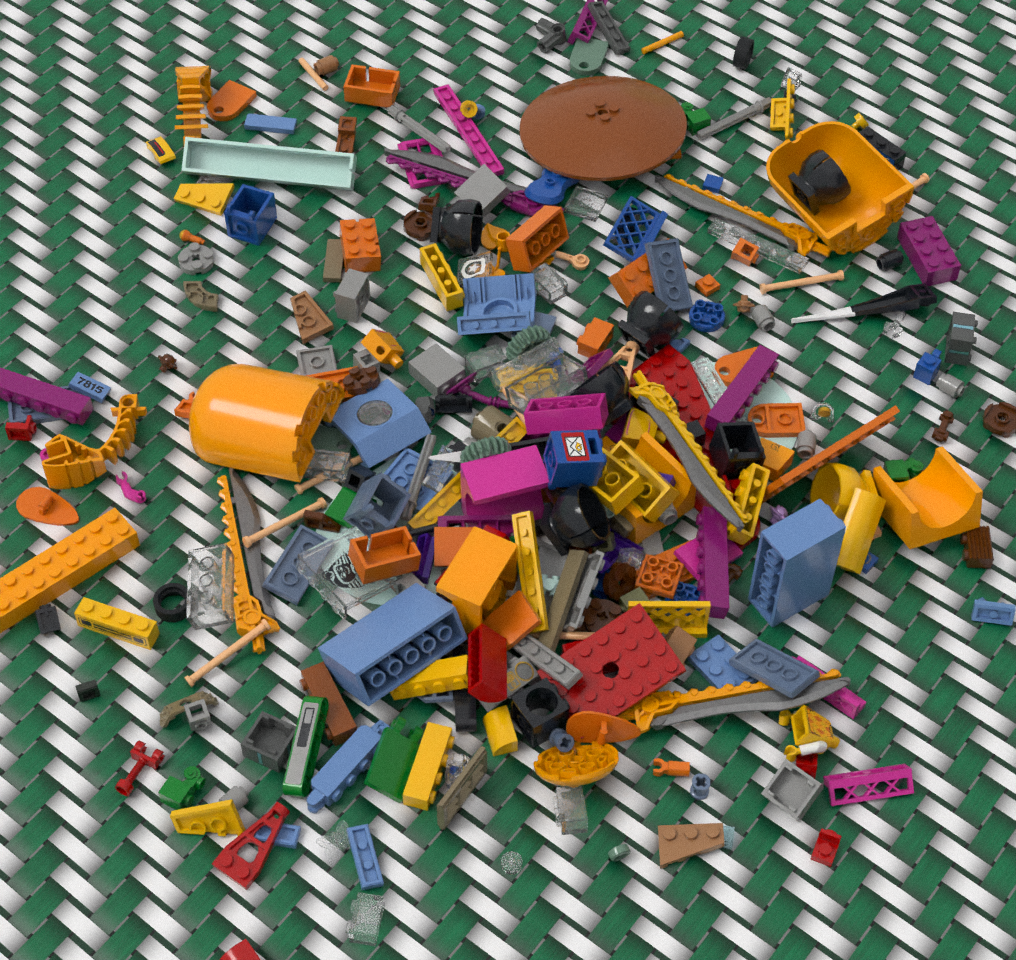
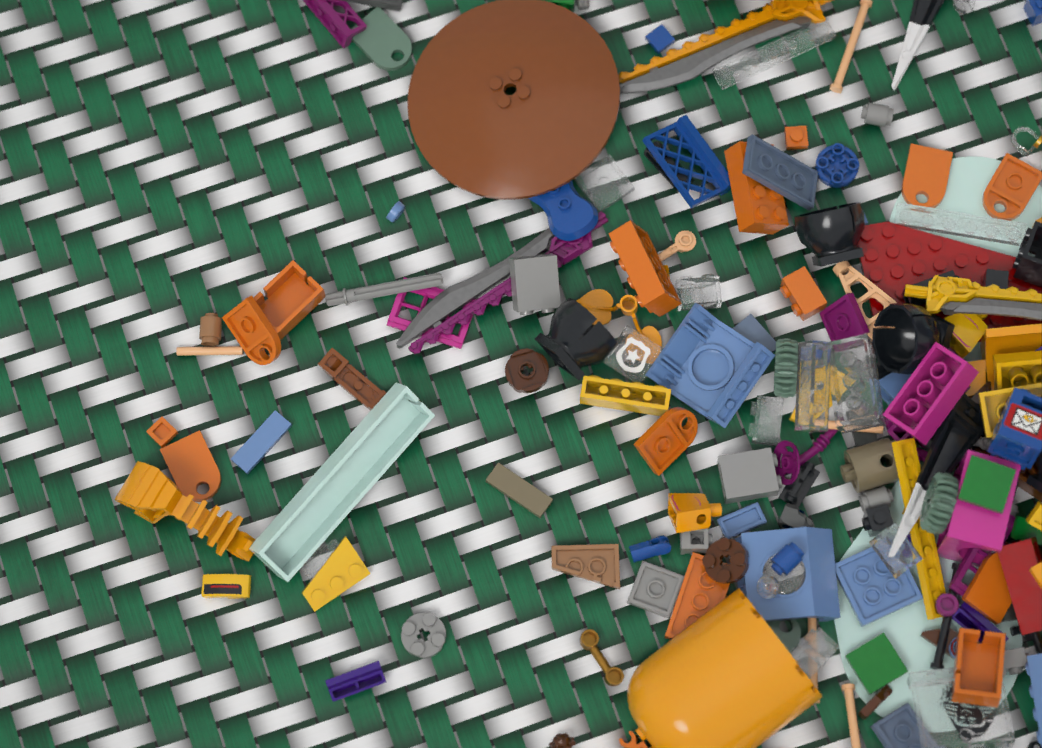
camera: 55 degrees left, 20 degrees up
(140, 238) = (355, 681): none -> dark purple piece
(185, 235) = (380, 627): orange piece -> none
(200, 297) = (481, 660): dark tan tile -> none
(241, 75) = (162, 432): none -> orange plate
(241, 216) = (412, 550): blue container -> none
(253, 344) = (613, 675): none -> pearl gold bar
(338, 79) = (253, 331): none -> orange tile
(342, 343) = (648, 549): none -> blue bar
(352, 295) = (597, 502): light grey container -> none
(356, 405) = (767, 587): none -> clear tile
(356, 476) = (849, 634): black brick -> none
(360, 245) = (523, 452): orange piece -> none
(370, 516) = (906, 638): sand blue container -> none
(383, 402) = (787, 559): none -> blue brick
(408, 387) = (741, 521): none -> medium blue tile
(418, 476) = (886, 578): light grey axle -> none
(423, 523) = (946, 604): none -> magenta tile
(426, 312) = (667, 439): none -> orange tile
(427, 203) = (505, 344): reddish brown tile -> none
(468, 130) = (418, 238): dark pink plate -> none
(472, 108) = (397, 220): yellow tile -> none
(515, 463) = (986, 484): none -> green tile
(553, 33) = (334, 63): dark grey piece -> none
(743, 388) = (967, 199): magenta brick -> none
(744, 247) = (774, 77): orange brick -> none
(744, 305) = (849, 121): medium nougat plant -> none

